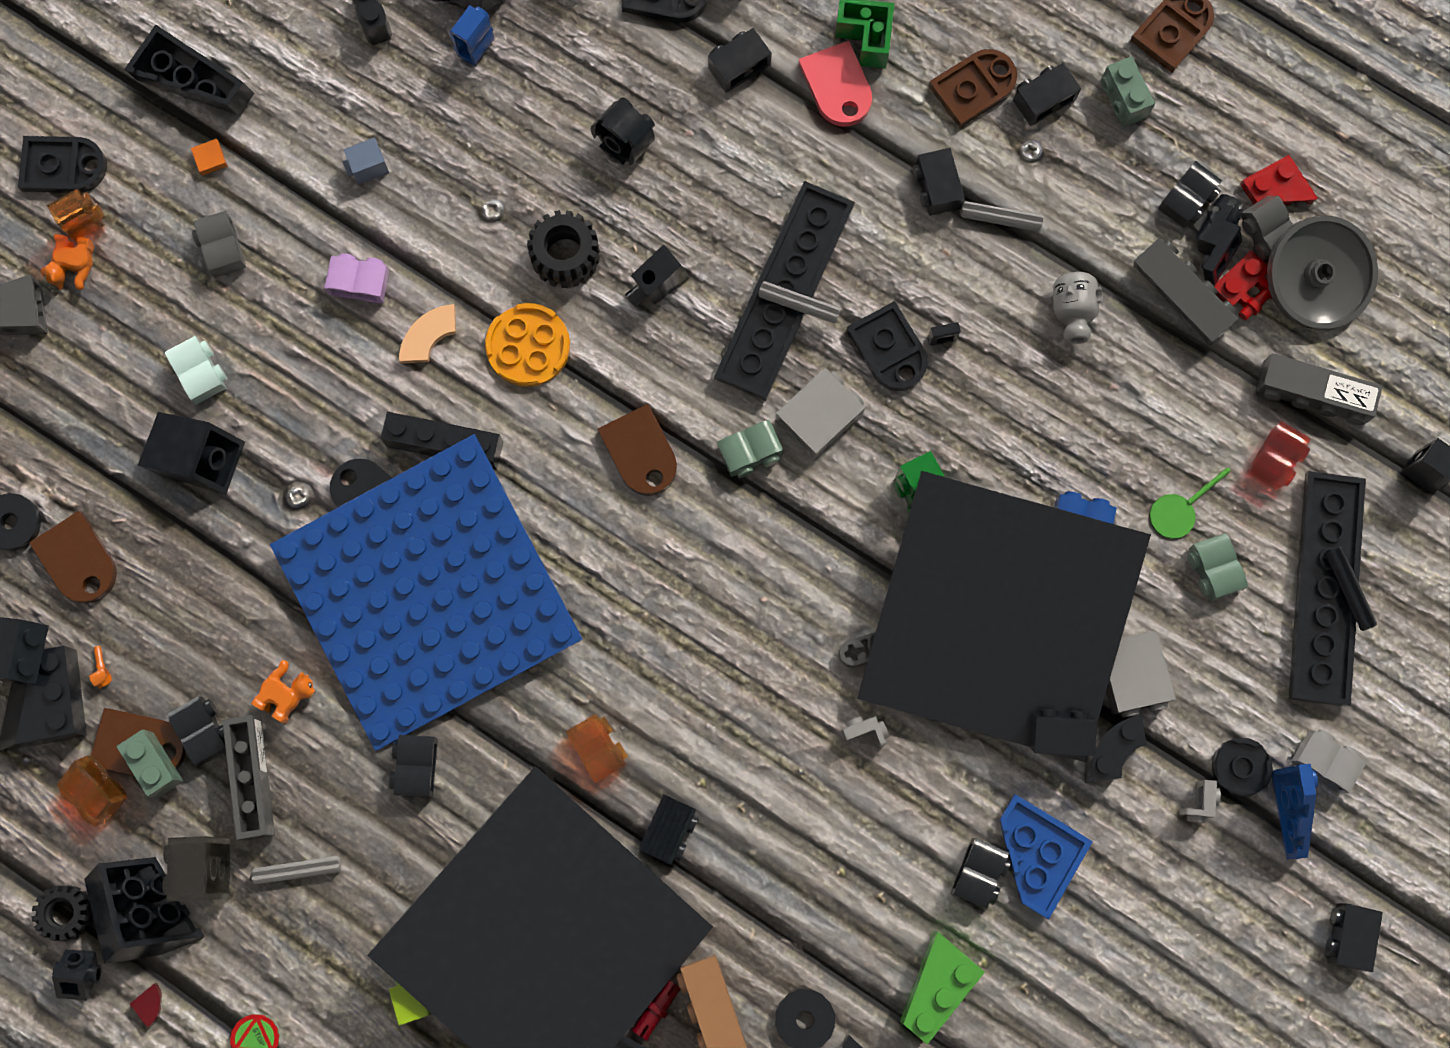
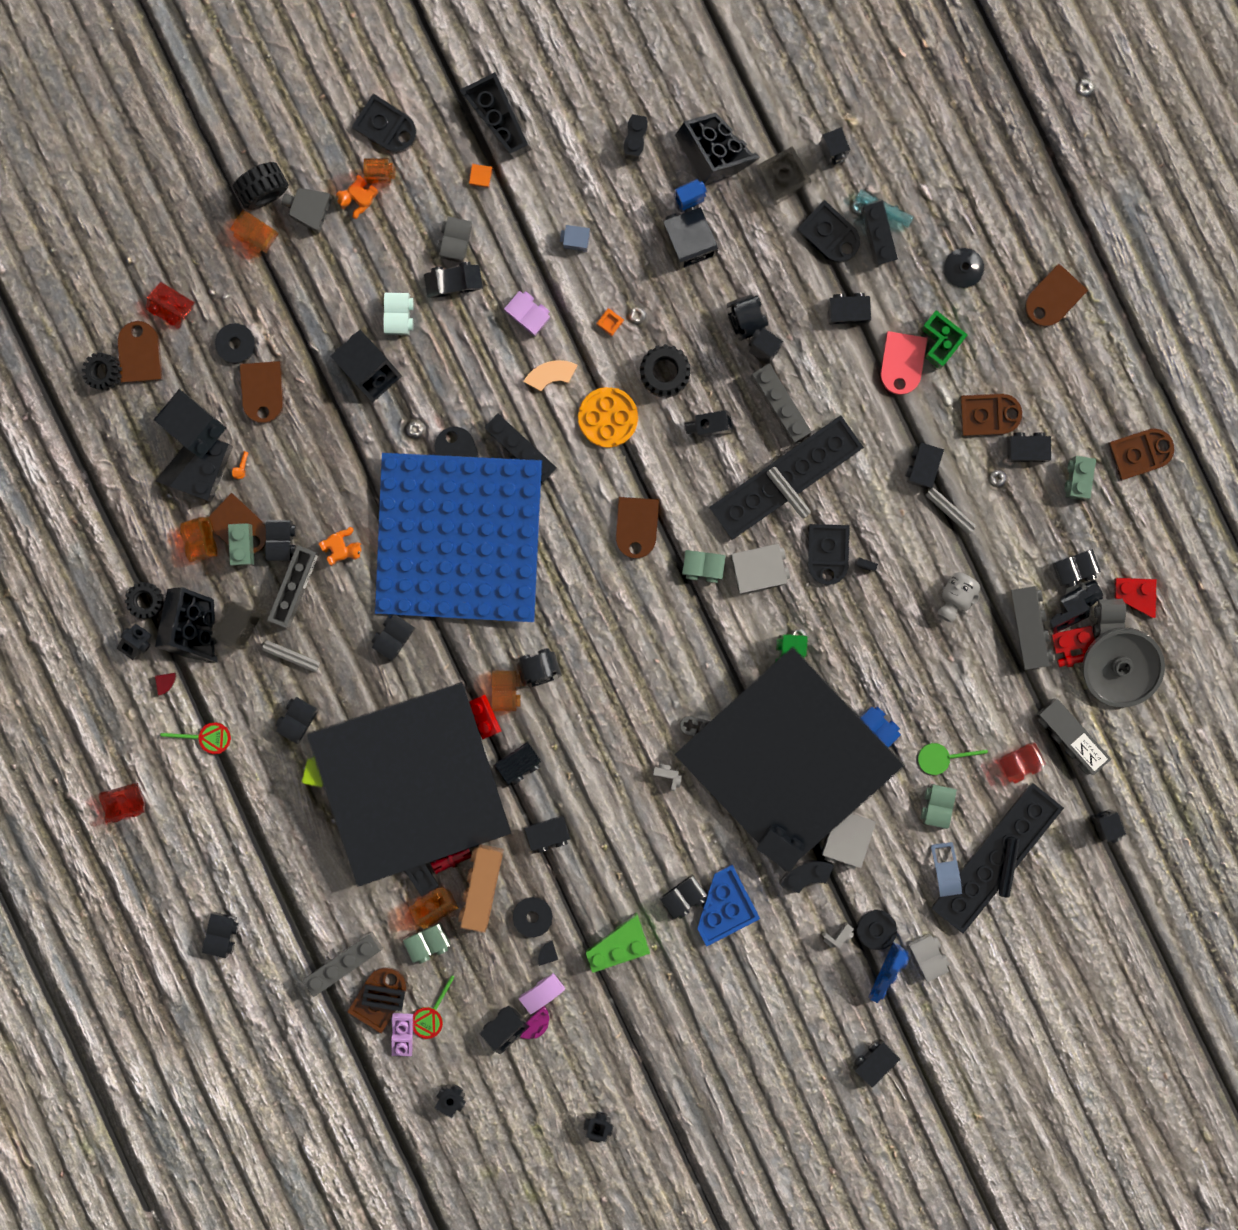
camera: 35 degrees right, 10 degrees up
(235, 297) = (460, 279): none -> black brick
(349, 944) = (297, 719): none -> black brick
(464, 234) = (610, 322): none -> orange tile
(503, 84) = (690, 237): none -> slope
(590, 796) = (484, 717): none -> red plate
(622, 693) = (538, 668): none -> black brick
(665, 147) = (765, 345): none -> black brick
(725, 208) = (781, 403): none -> dark grey brick
(759, 898) = (547, 833): none -> black brick
(1281, 641) = (947, 872): none -> sand blue piece

